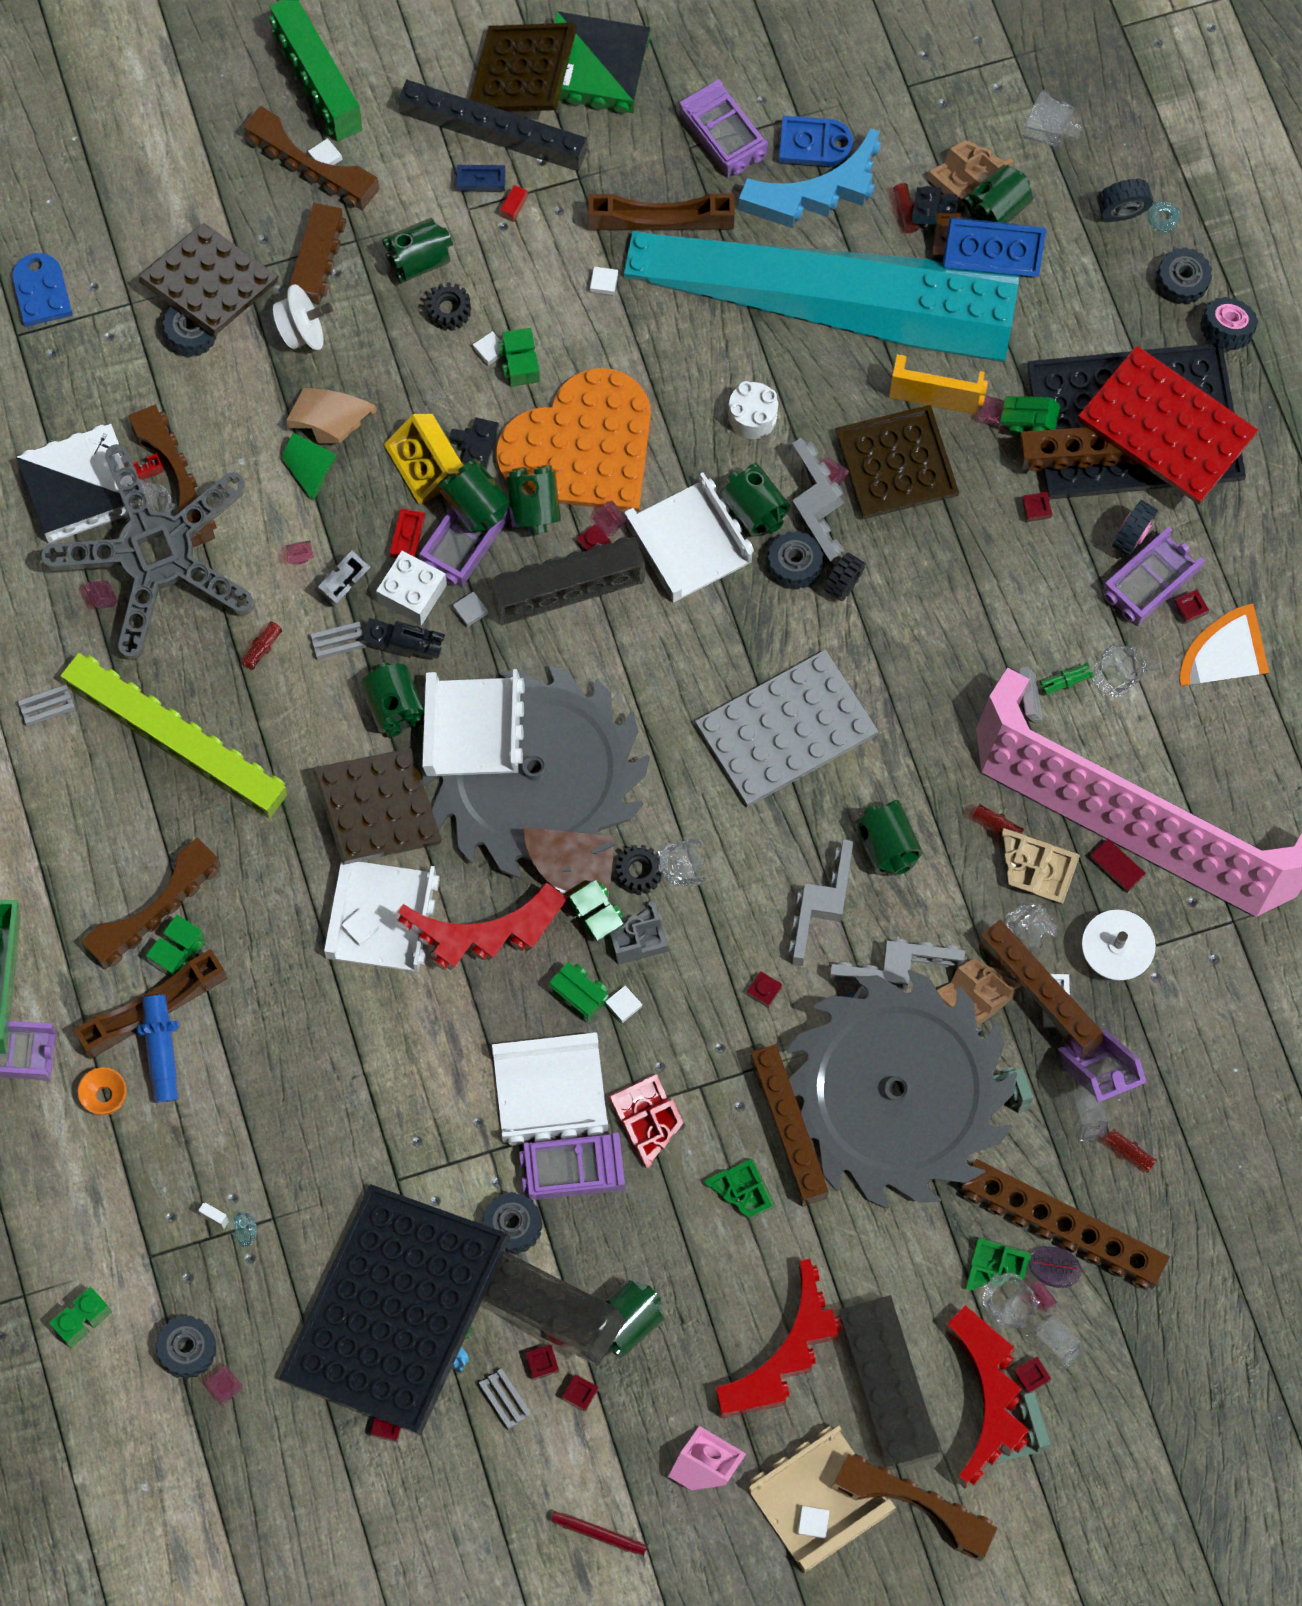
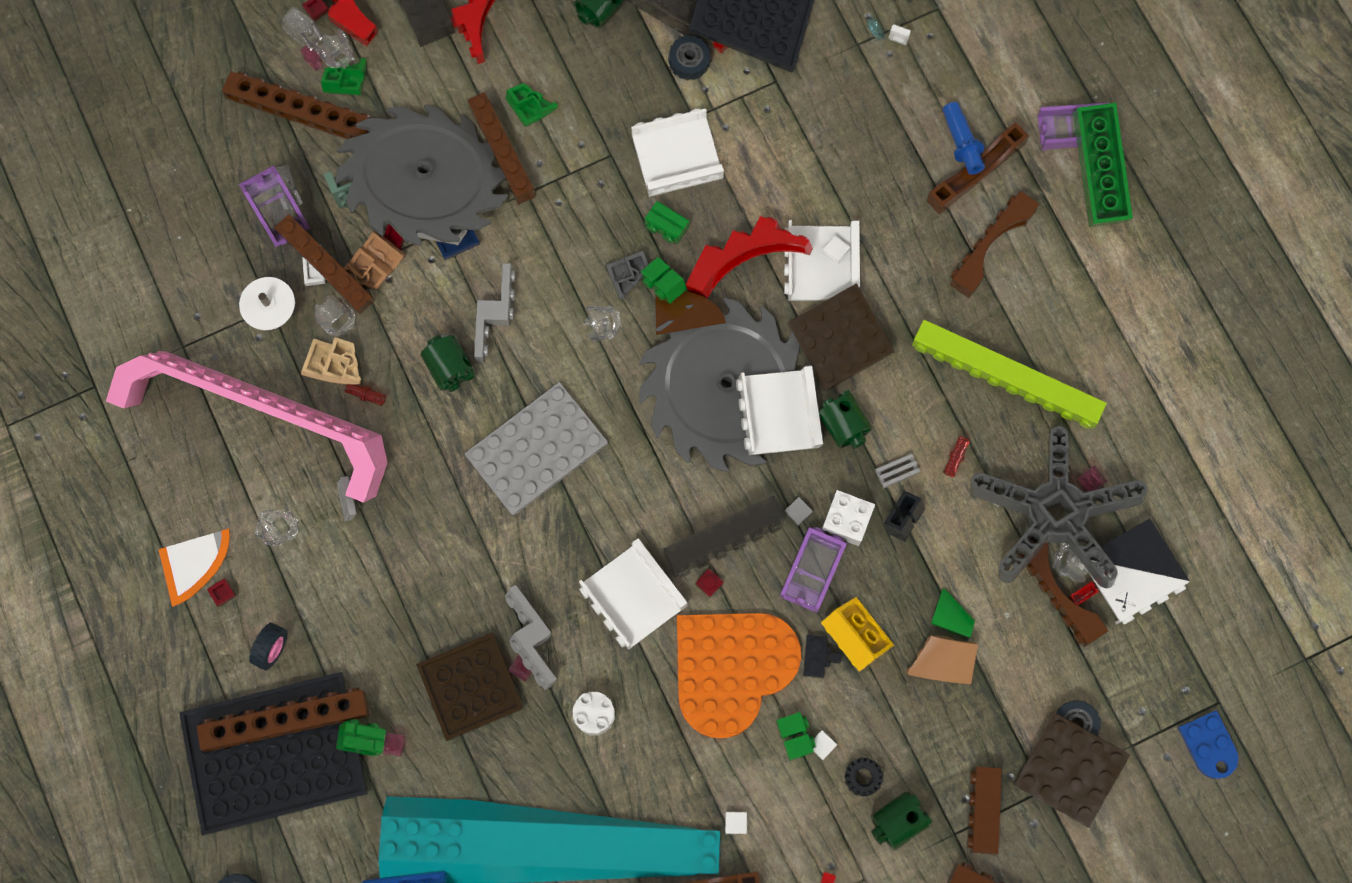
camera: 175 degrees right, 5 degrees up
(45, 705) = (1125, 379): light grey tile -> none
(94, 1082) = (998, 97): orange piece -> none
(184, 937) = (969, 214): green piece -> none
(299, 320) = (985, 737): white piece -> none
(299, 552) = (943, 537): clear pink plate -> none
(403, 639) = (847, 474): black plate -> none
(407, 533) = (859, 565): red plate -> none
(475, 496) = (810, 589): dark green cylinder -> none
(533, 507) = (763, 600): dark green cylinder -> none
(573, 1167) = (652, 100): medium lavender door -> none
(609, 518) = (699, 601): clear pink plate -> none
(623, 1004) = (632, 221): white tile -> none
(636, 884) = (639, 309): black tyre -> none
(646, 1117) = (604, 144): slope -> none
(755, 500) = (576, 623): dark green cylinder -> none
(764, 989) = (530, 246): dark red plate -> none
(795, 573) = (540, 574): black wheel -> none
(844, 576) = (502, 573): black tyre -> none
(898, 961) = (433, 274): light grey bracket -> none
(936, 390) = (473, 752): light orange panel -> none
(1037, 506) = (351, 662): dark red plate -> none
(1055, 1267) = (303, 76): clear purple piece -> none
(1066, 679) = (319, 517): green pin -> none
(1117, 865) = (272, 375): dark red tile -> none
(1130, 1150) = (252, 165): clear red pin -> none
(1151, 578) = (253, 609): door -> none
(1167, 425) = (243, 736): red plate -> none
(1229, 323) = (187, 862): black wheel -> none

